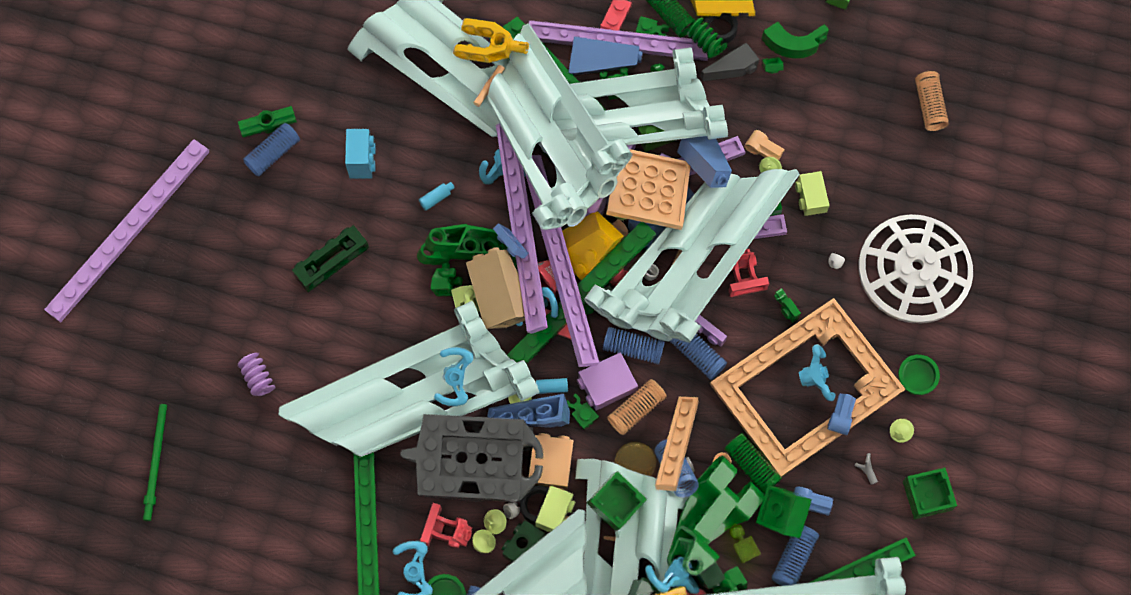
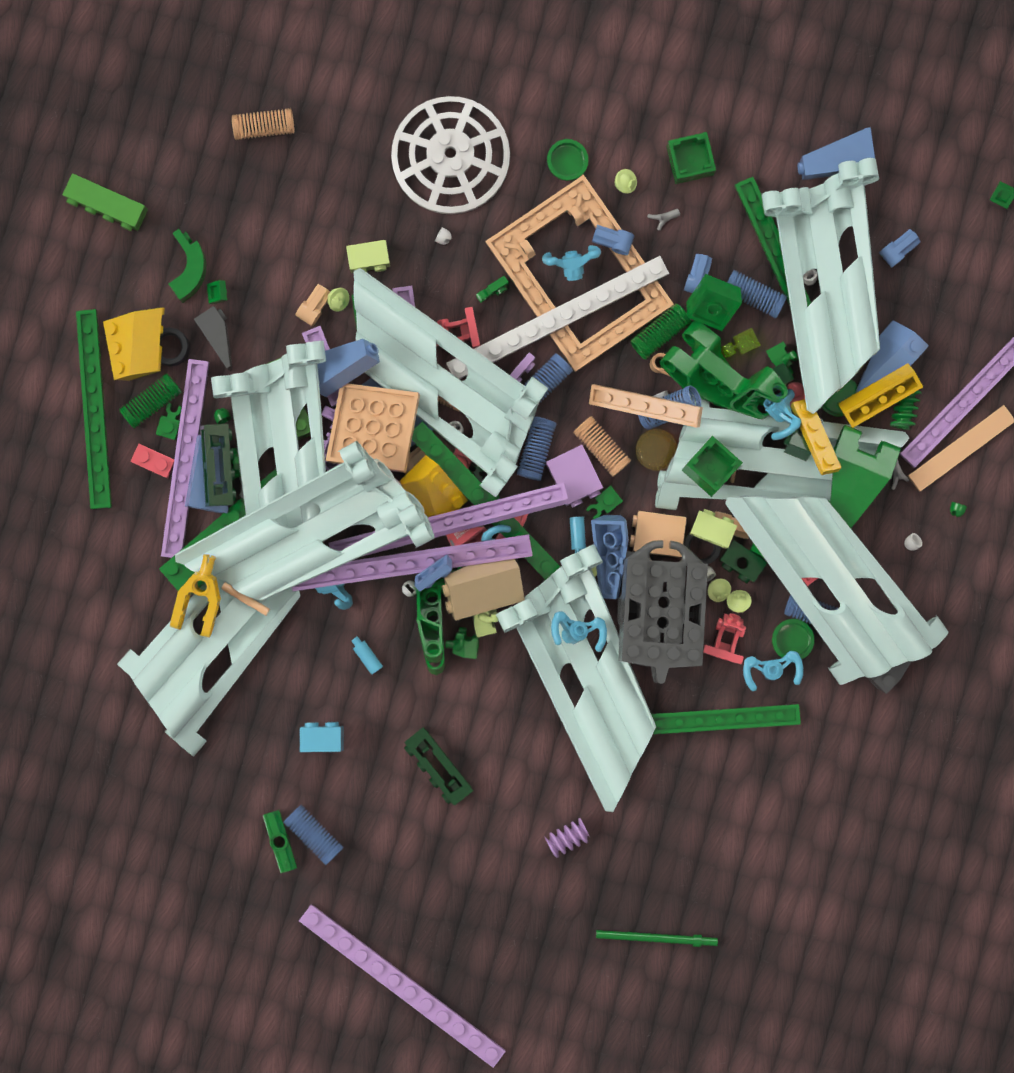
camera: 90 degrees left, 15 degrees up
(618, 66) = (225, 457): none -> dark green brick
(705, 40) = (190, 362): green piece -> none
(766, 372) = (566, 313): none -> white plate

